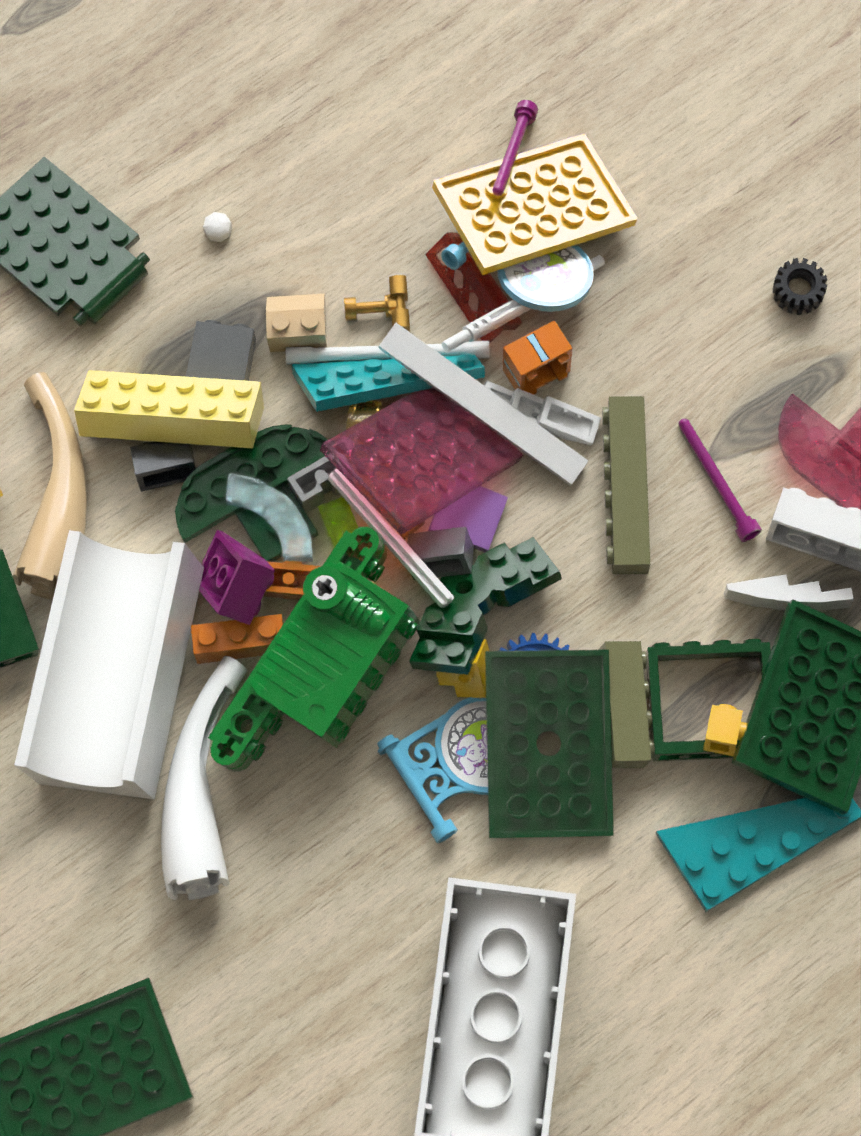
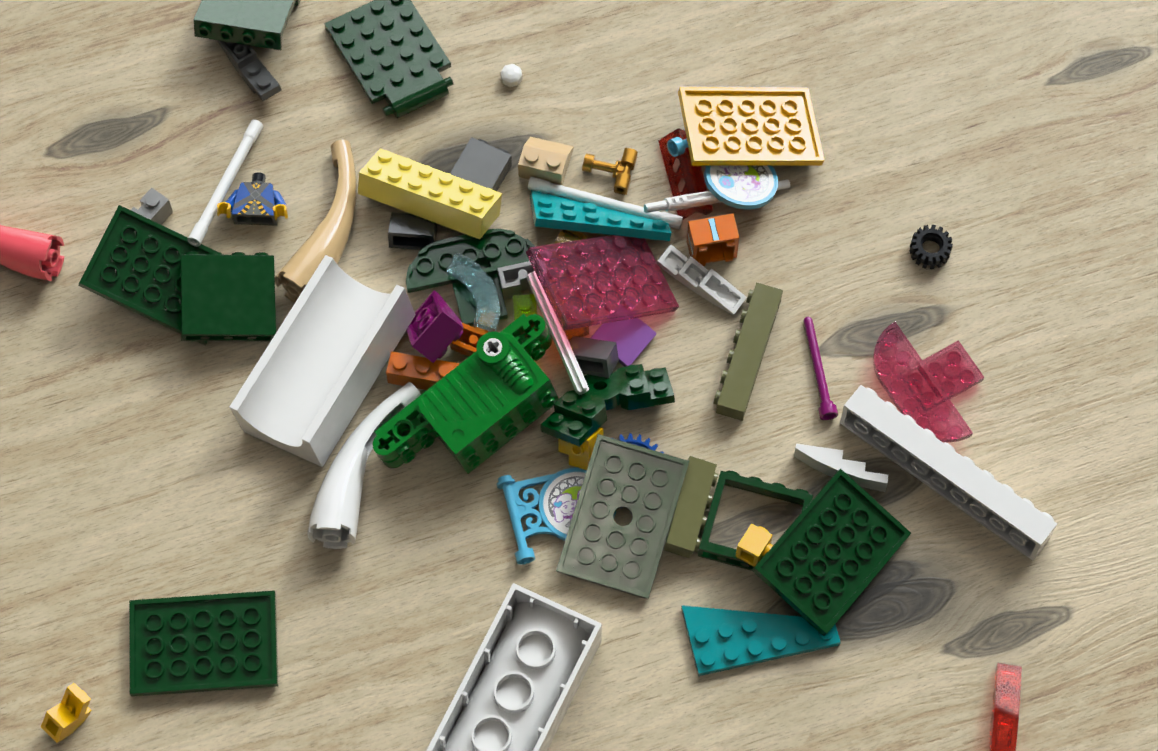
camera: 15 degrees right, 5 degrees down
(483, 404) = (660, 259): white tile -> none
(525, 114) = (768, 60): magenta piece -> none

